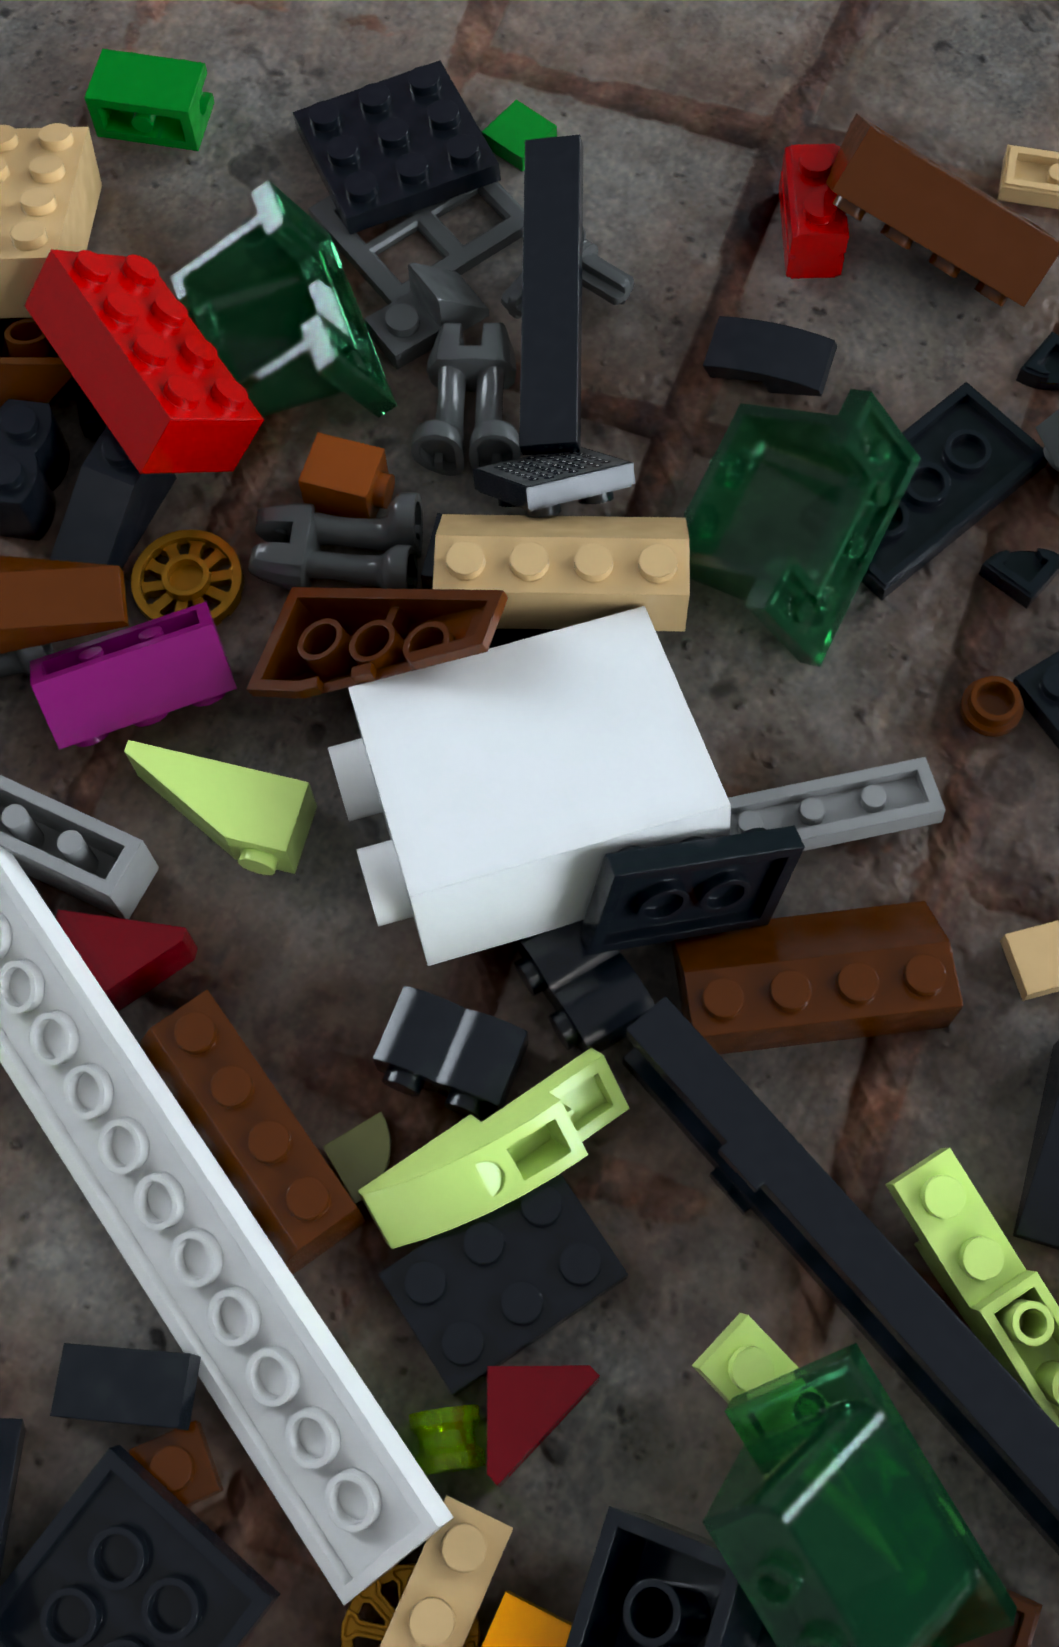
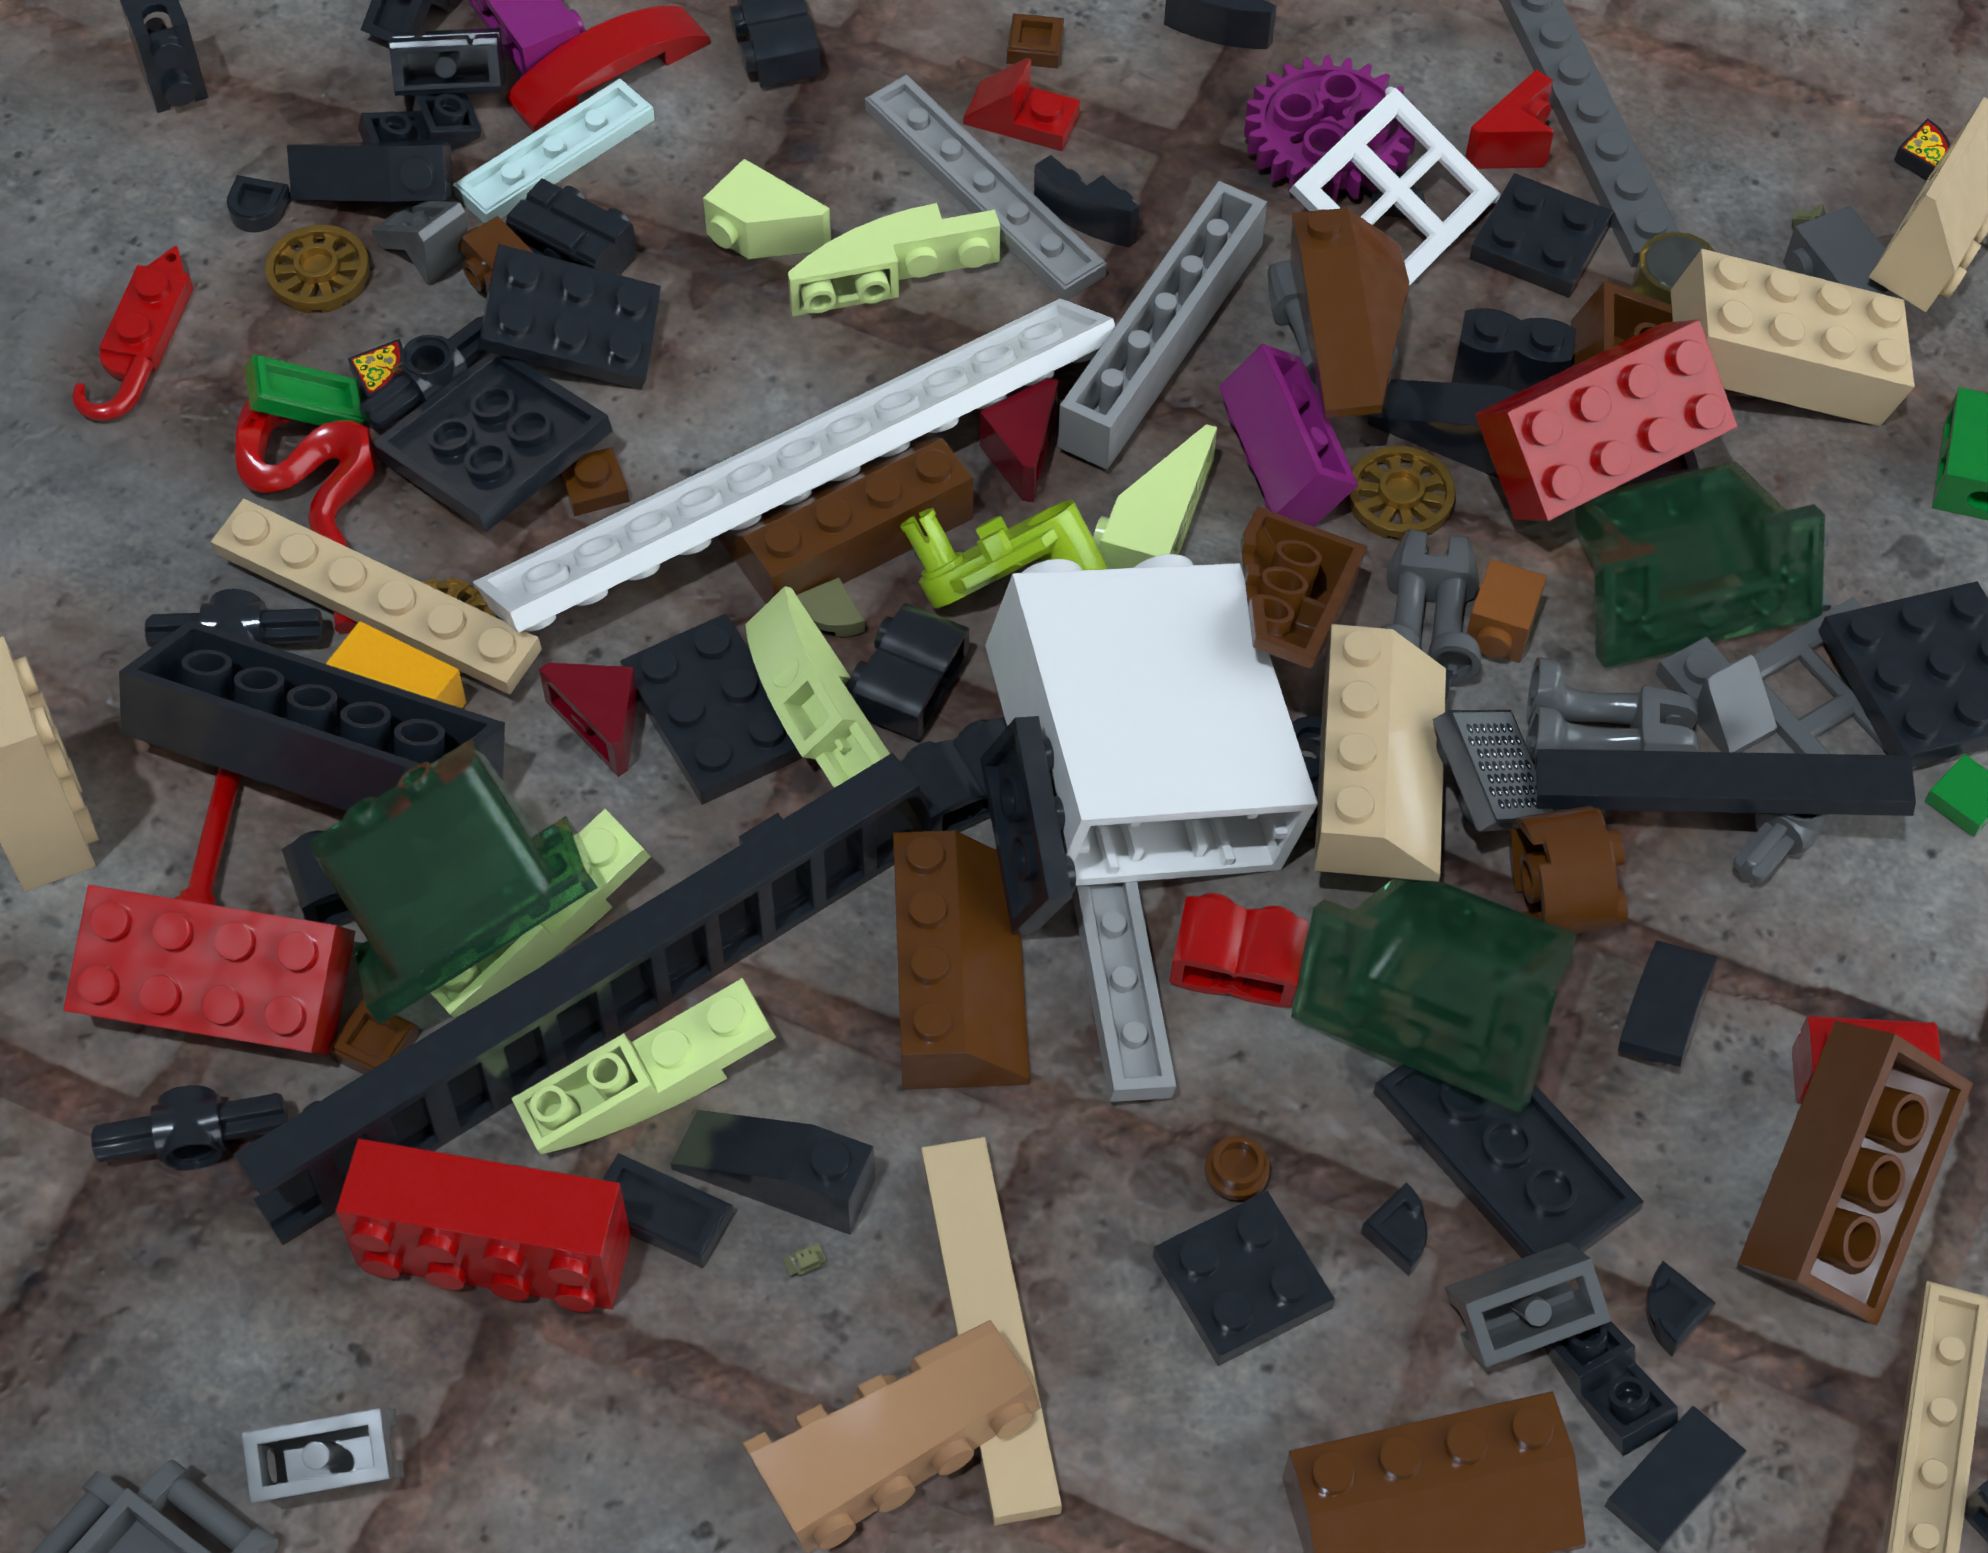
camera: 90 degrees right, 10 degrees down
(126, 1386) = (659, 442): black tile -> none
(302, 952) = (1049, 535): none -> lime piece
(447, 1439) = (583, 645): clear neon green wheel -> none
(661, 416) = (1569, 869): none -> reddish brown brick
(763, 708) = (1239, 950): none -> red brick

